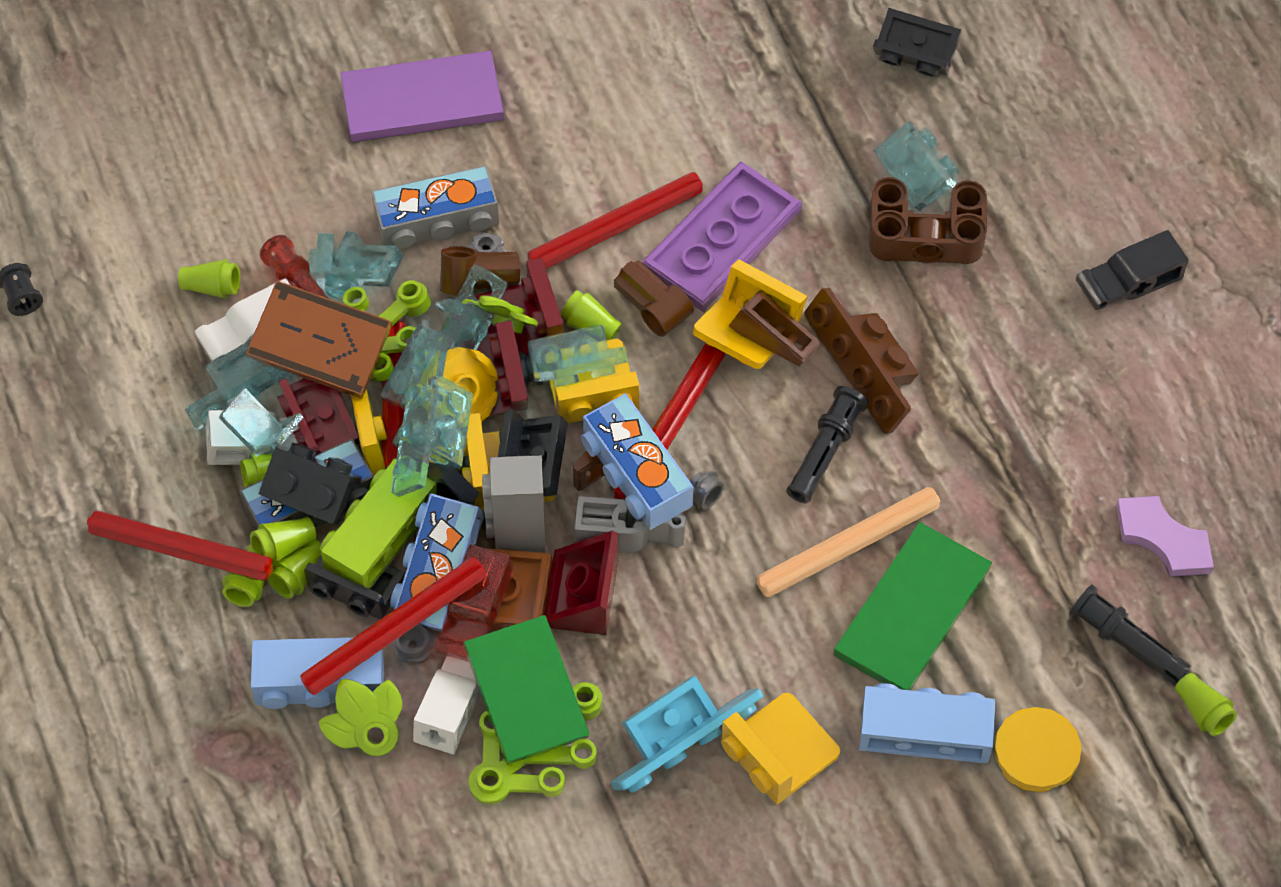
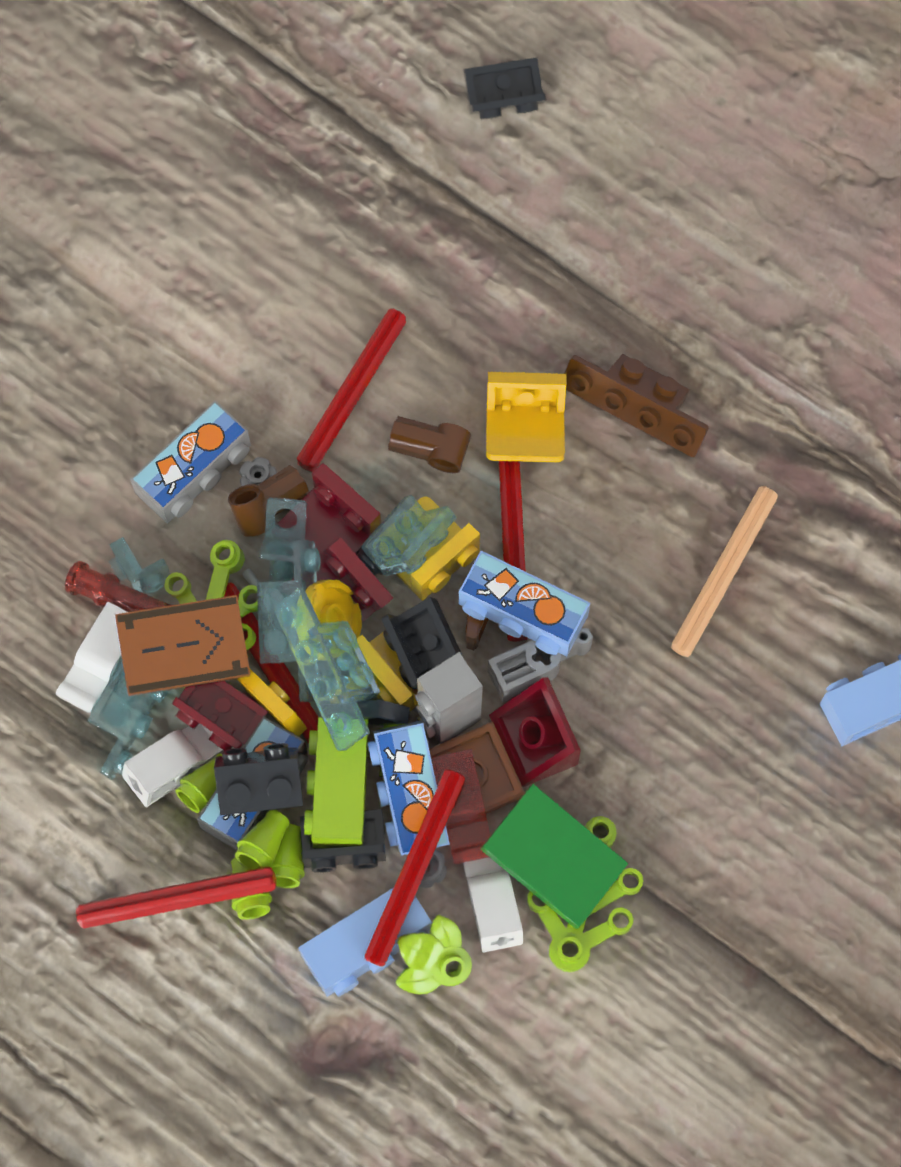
camera: 30 degrees left, 10 degrees up
(211, 278) = (36, 635): lime cone -> none
(255, 424) = (180, 754): clear light blue bracket -> none
(373, 263) = (170, 542): clear light blue bracket -> none
(421, 96) = (107, 362): medium lavender tile -> none
(503, 311) = (323, 531): lime plate -> none
(585, 311) = (387, 489): lime cone -> none
(674, 724) = (691, 814): medium azure bracket -> none
(706, 489) = (582, 587): flat silver plate -> none
(724, 227) = (448, 352): medium lavender tile -> none
(768, 326) = (541, 417): reddish brown slope -> none
(779, 746) = (783, 782): yellow bracket -> none
(833, 429) = (653, 479): black pin -> none
(912, 608) = (811, 600): green tile -> none
(916, 162) = (573, 201): clear light blue bracket -> none
(927, 236) = (621, 262): reddish brown beam -> none
(1135, 271) = (807, 202): black piece -> none

